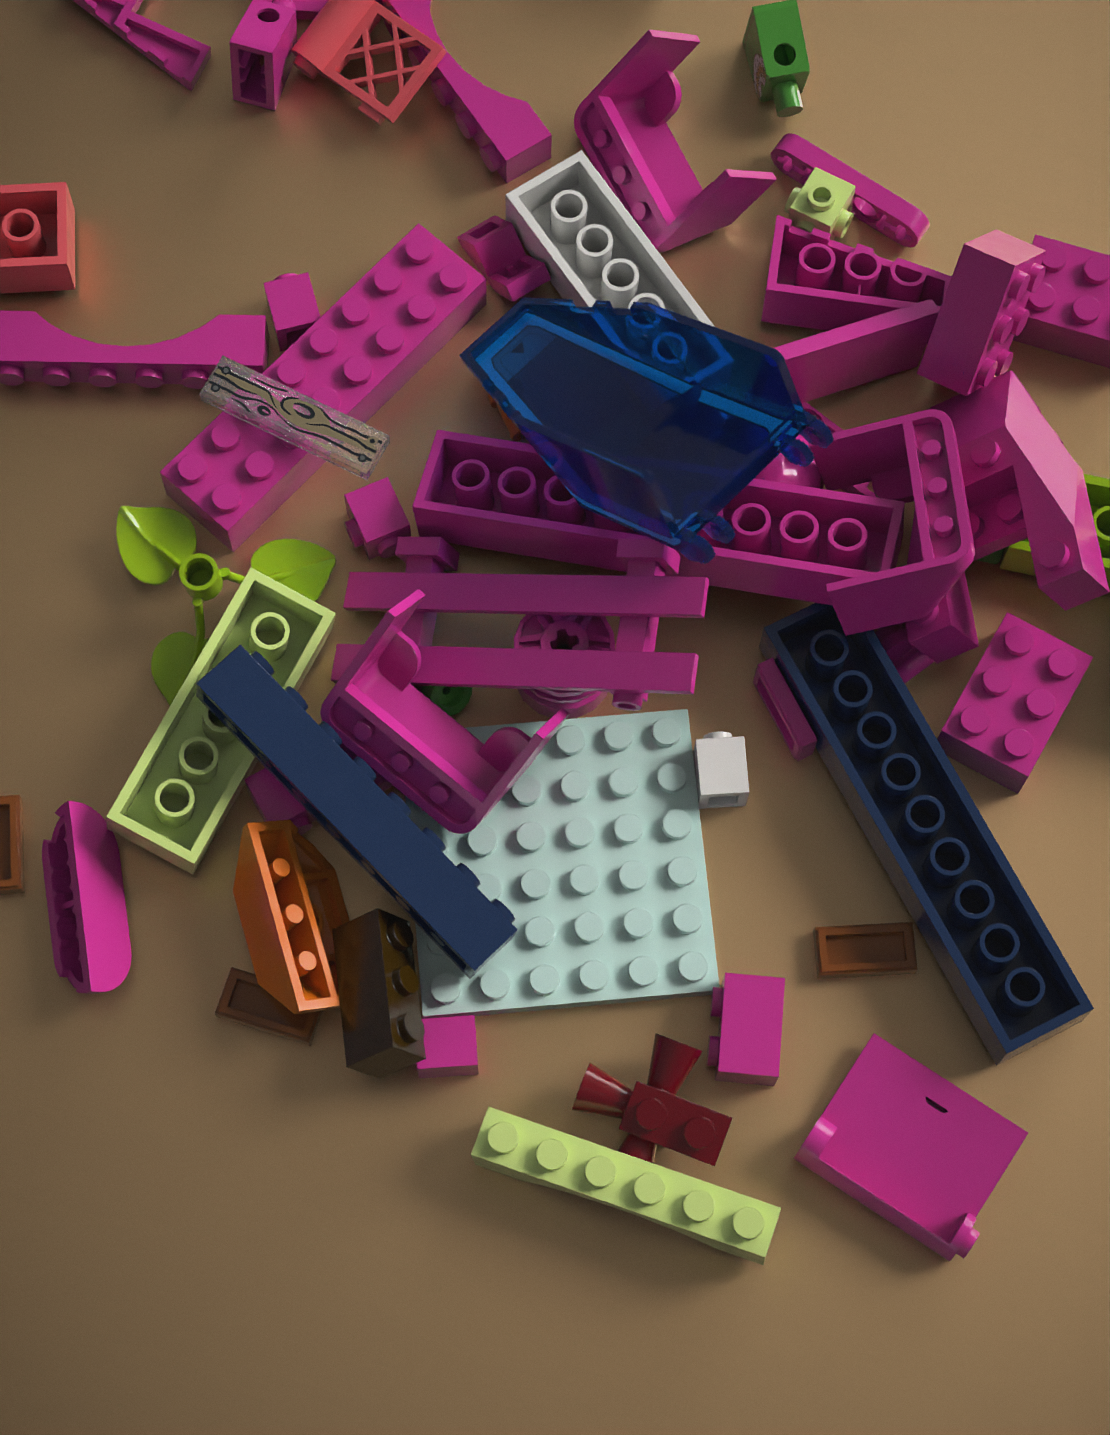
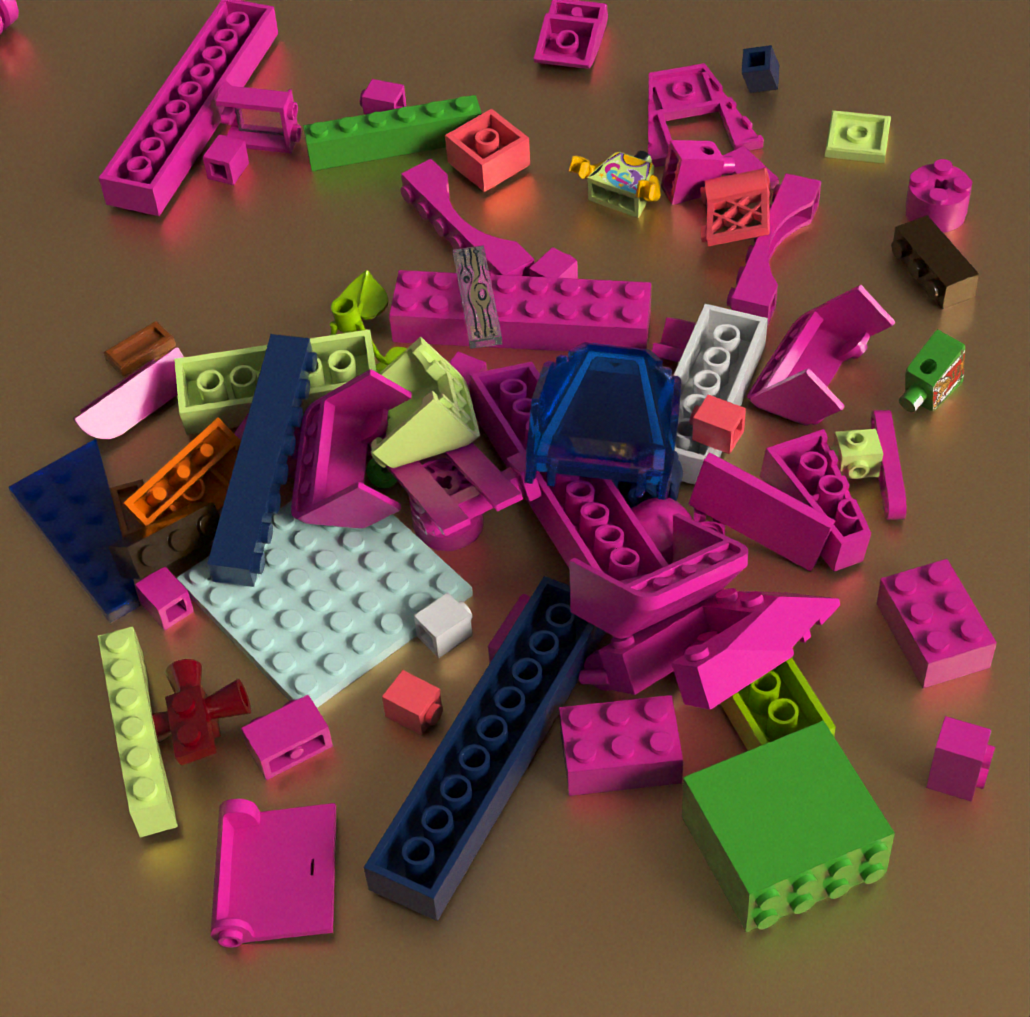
camera: 60 degrees right, 20 degrees down
(211, 133) = (620, 181): none -> torso
(219, 1075) = (79, 521): none -> clear blue wing
(474, 602) = (435, 417): none -> yellowish green windscreen
(714, 303) = (718, 423): none -> coral brick
(803, 870) = (412, 703): none -> coral brick
(865, 950) = (387, 769): dark orange tile -> none
(982, 312) = (854, 550): dark pink brick -> none

